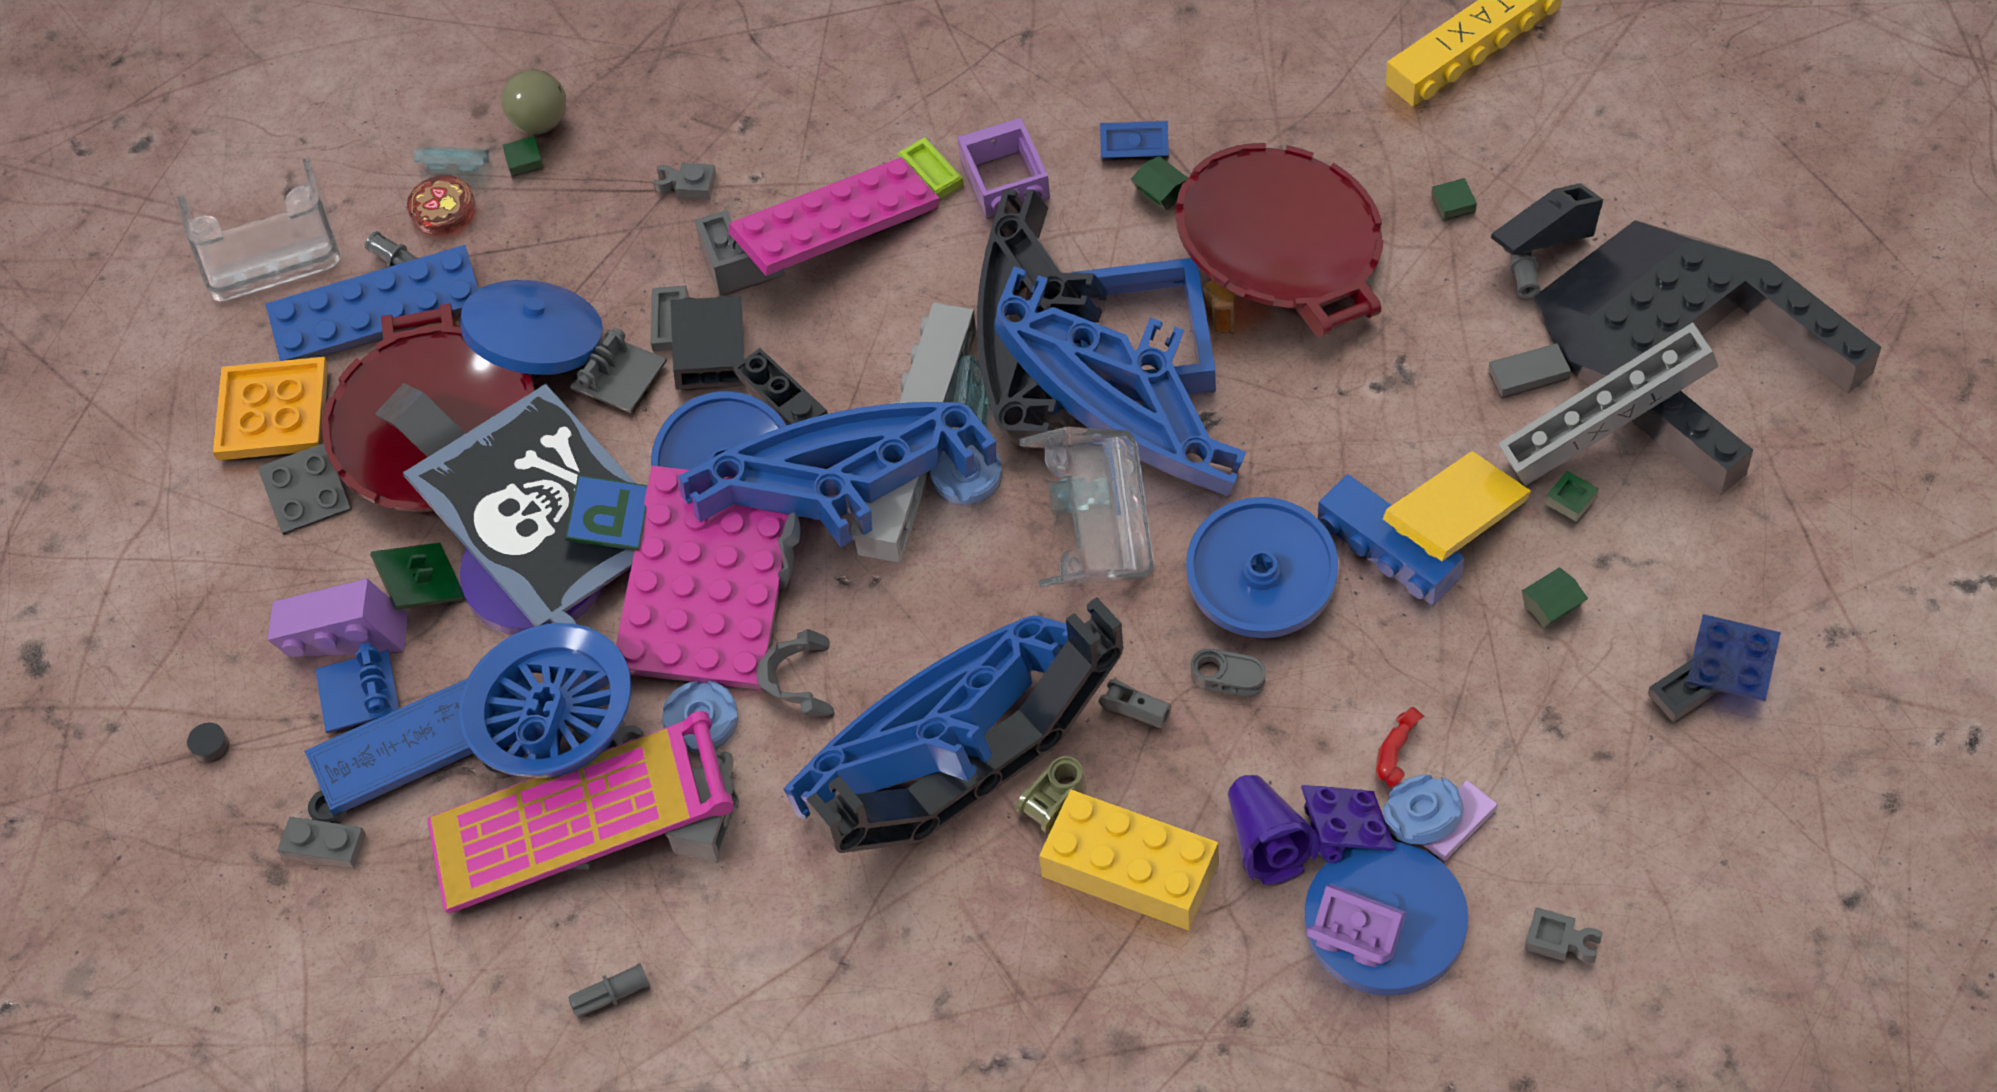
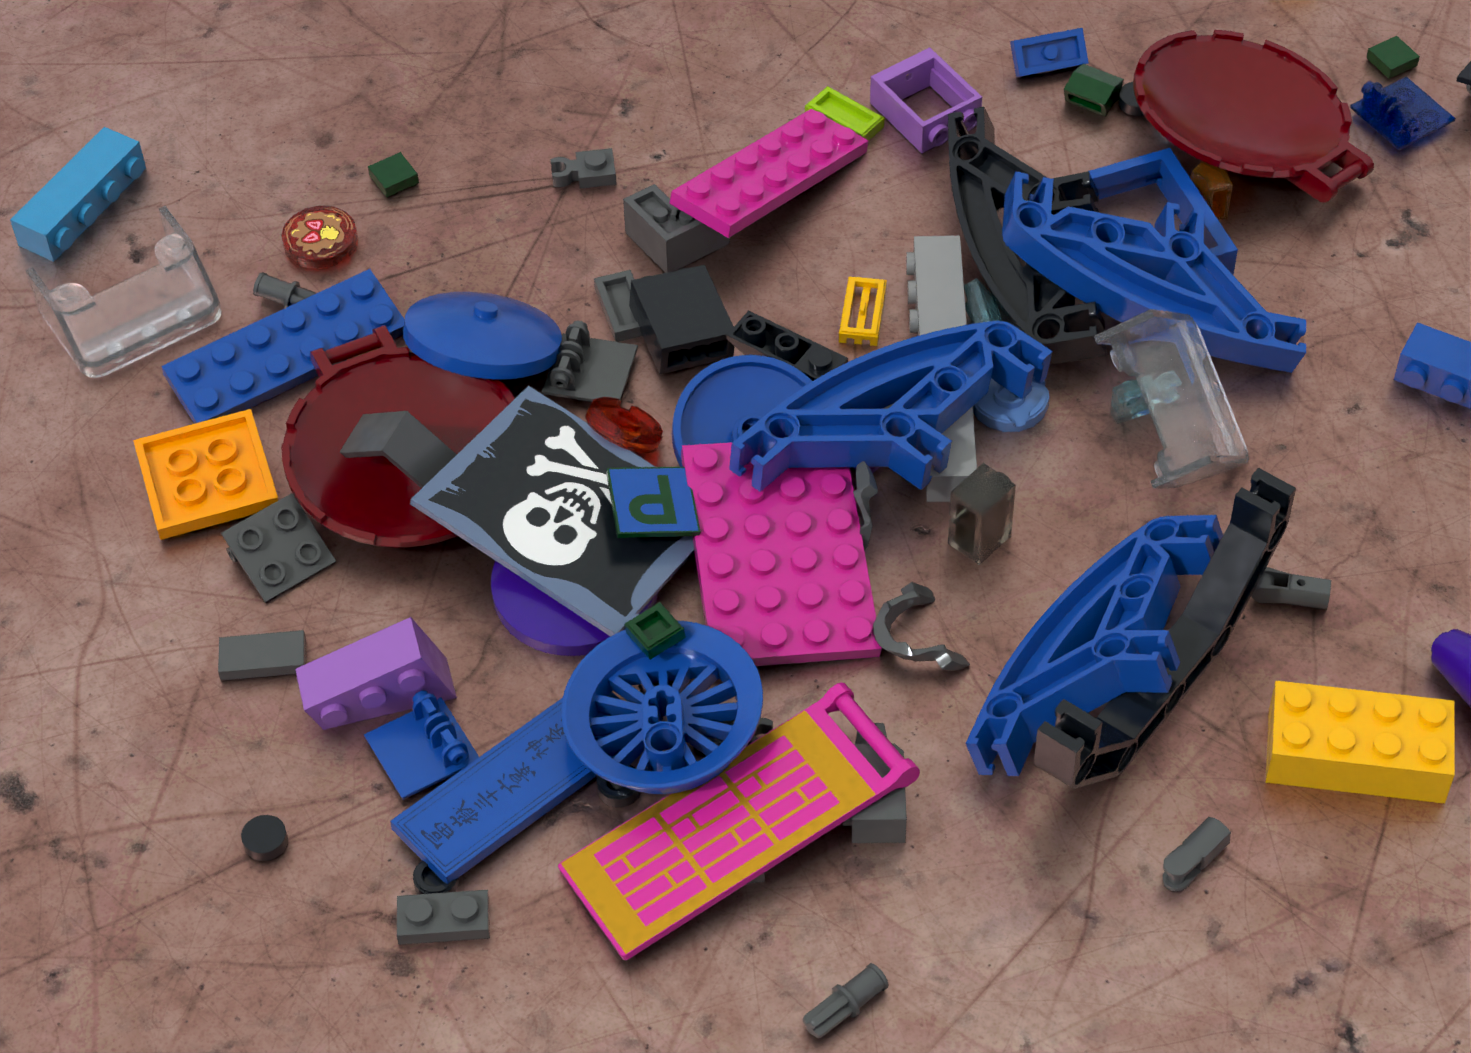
camera: 20 degrees left, 5 degrees down
(256, 127) = (78, 194): none -> dark azure brick
(260, 580) = (261, 655): none -> dark grey tile
(417, 575) = (448, 612): dark green piece -> none
(438, 157) = (299, 190): clear light blue plate -> none
(533, 101) = (393, 115): olive helmet -> none
(561, 632) = (654, 630): none -> dark green tile
(620, 434) = (626, 428): none -> clear red tile
(703, 697) = (812, 680): medium blue tile -> none
(883, 368) = (860, 333): none -> yellow tile
(886, 579) = (981, 513): none -> clear smoke piece
(948, 929) = (1194, 854): none -> dark grey bar
(1046, 795) = (1248, 698): olive piece -> none
(1237, 674) = (1381, 539): dark grey piece -> none
(1262, 567) = (1369, 428): blue dish -> none
(1436, 256) = (1401, 111): none -> clear blue hinge

